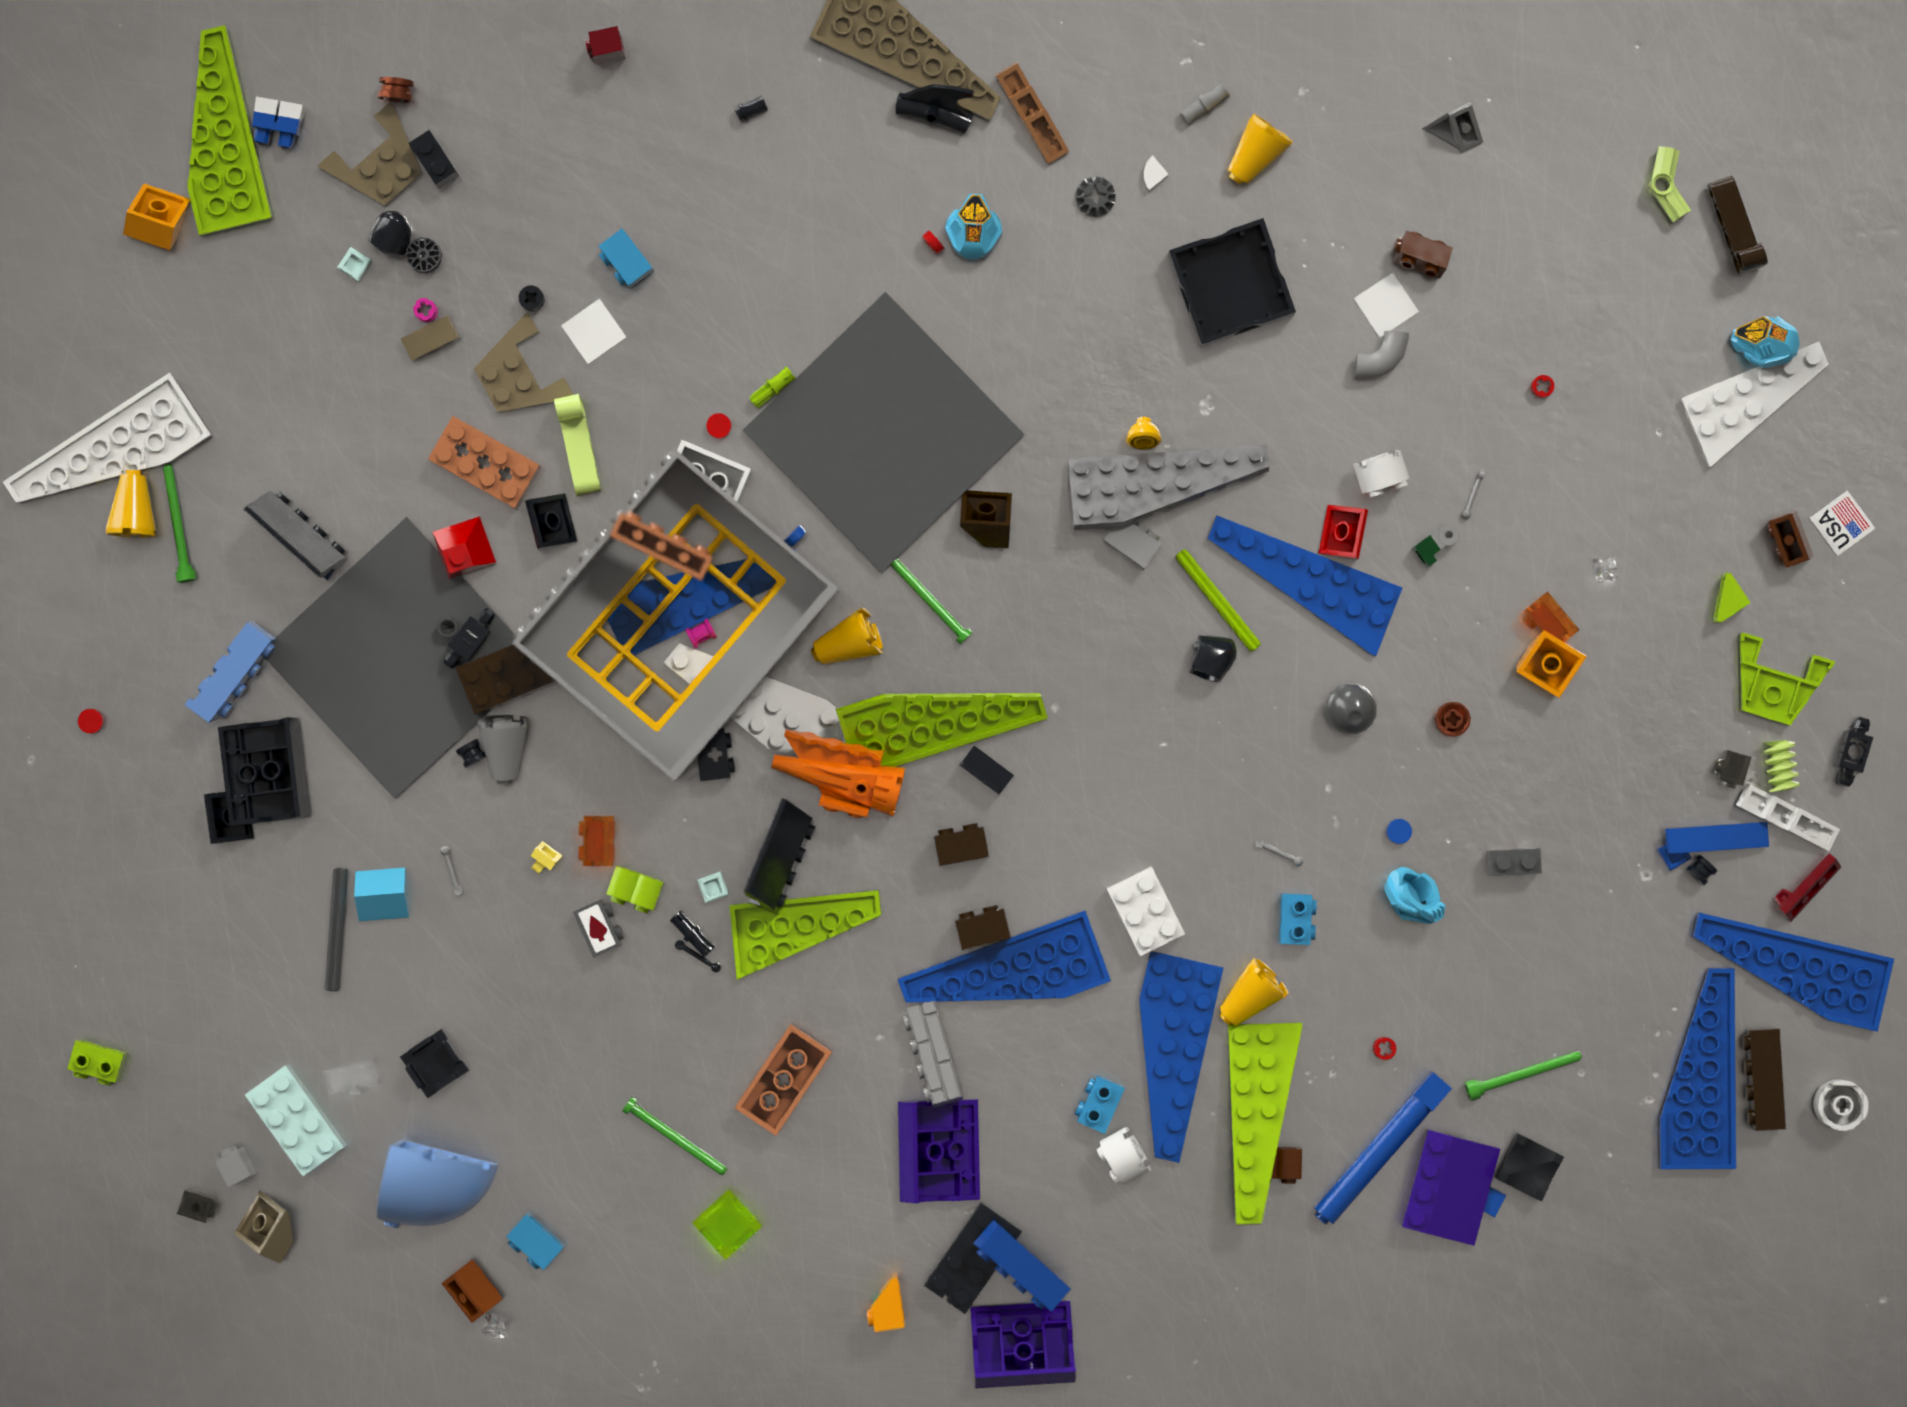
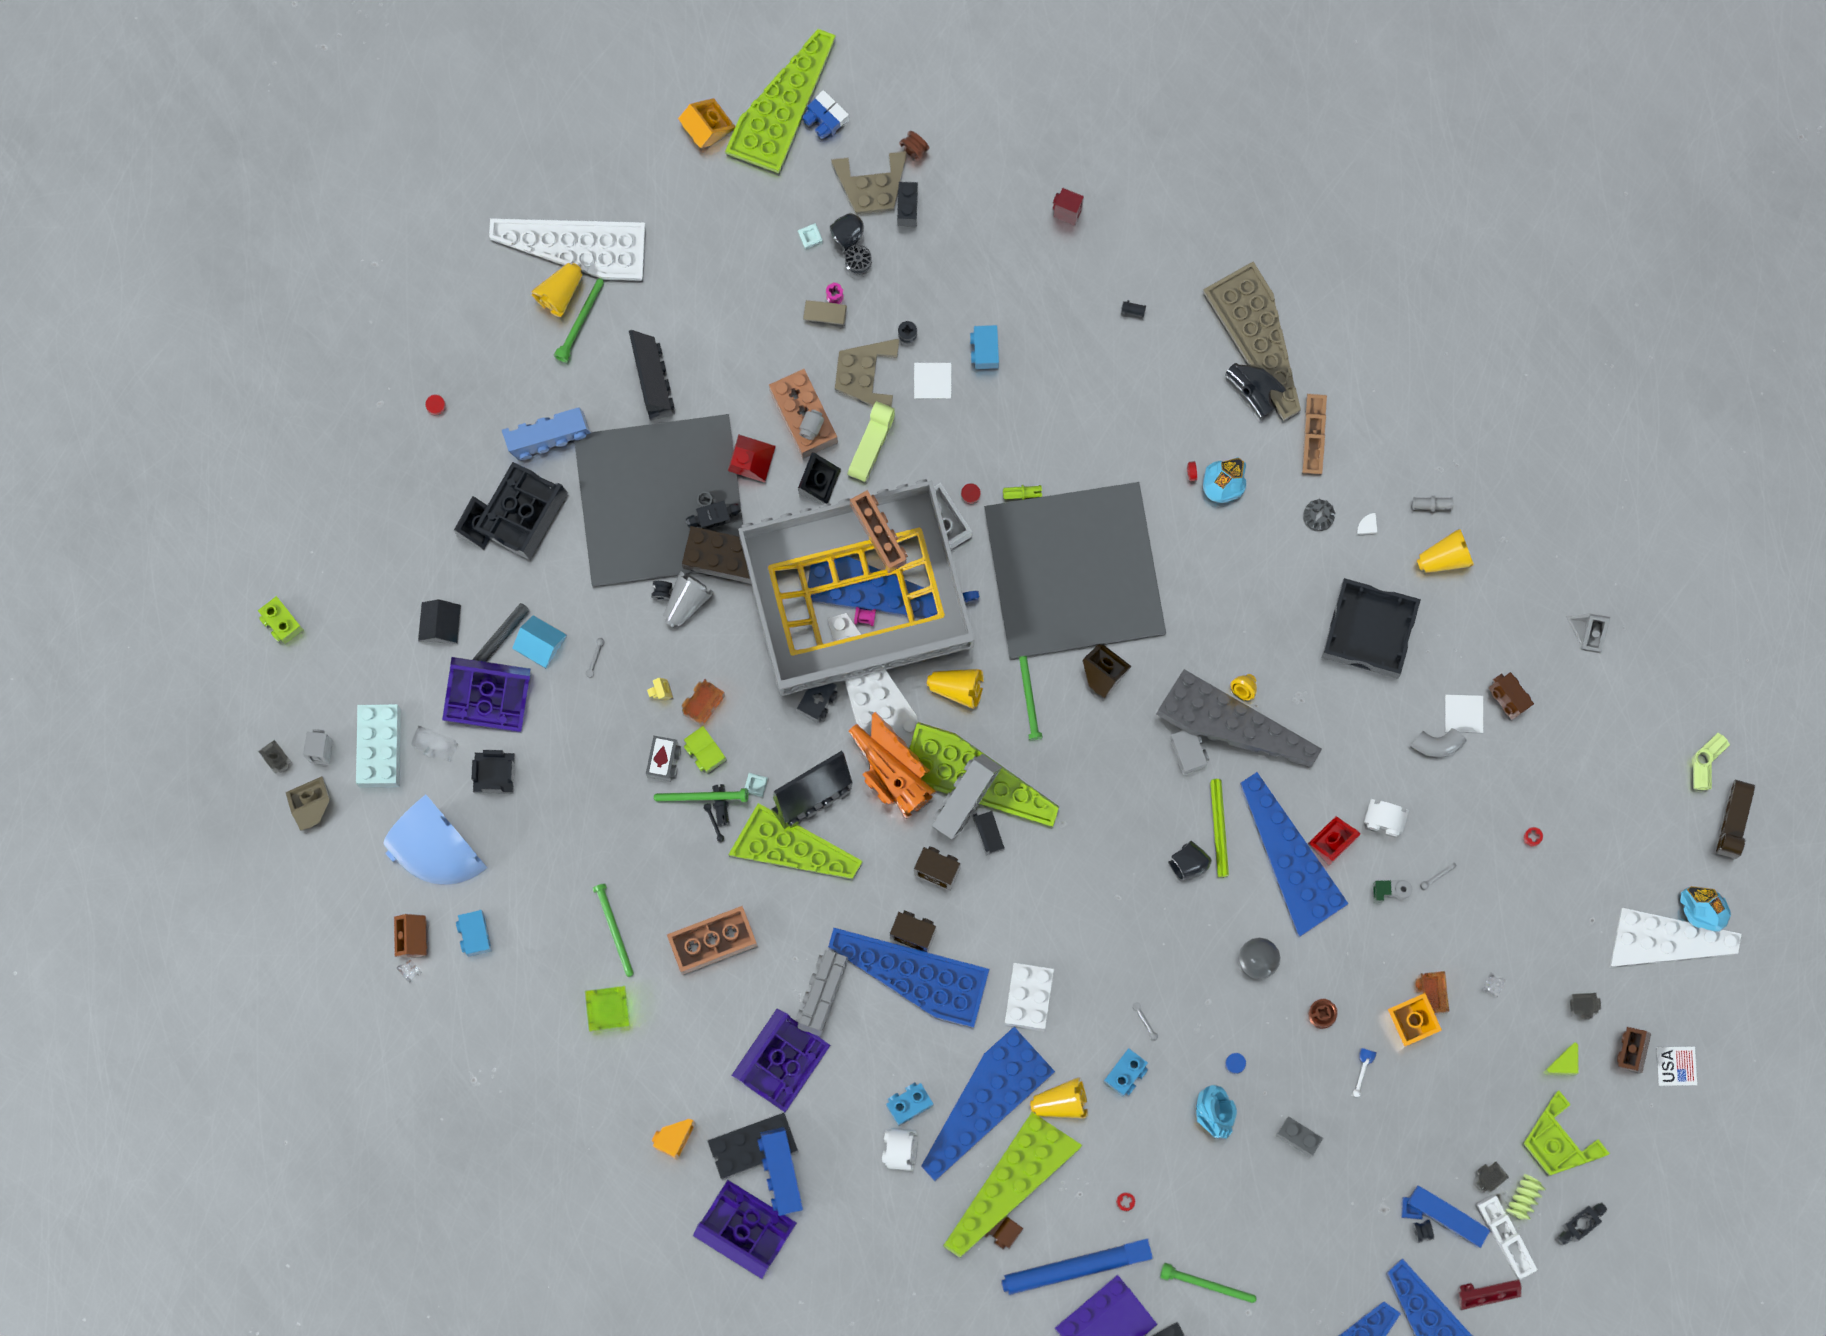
camera: 35 degrees right, 10 degrees down
(264, 947) = (439, 622): none -> black slope
(368, 989) = (486, 694): none -> dark purple piece
(504, 473) = (811, 424): none -> light grey brick
(708, 910) = (742, 794): none -> bright green bar
(939, 751) = (967, 795): none -> light grey brick
(1527, 732) = (1366, 1057): none -> hinge
(1710, 526) = (1584, 1005): none -> clear smoke brick

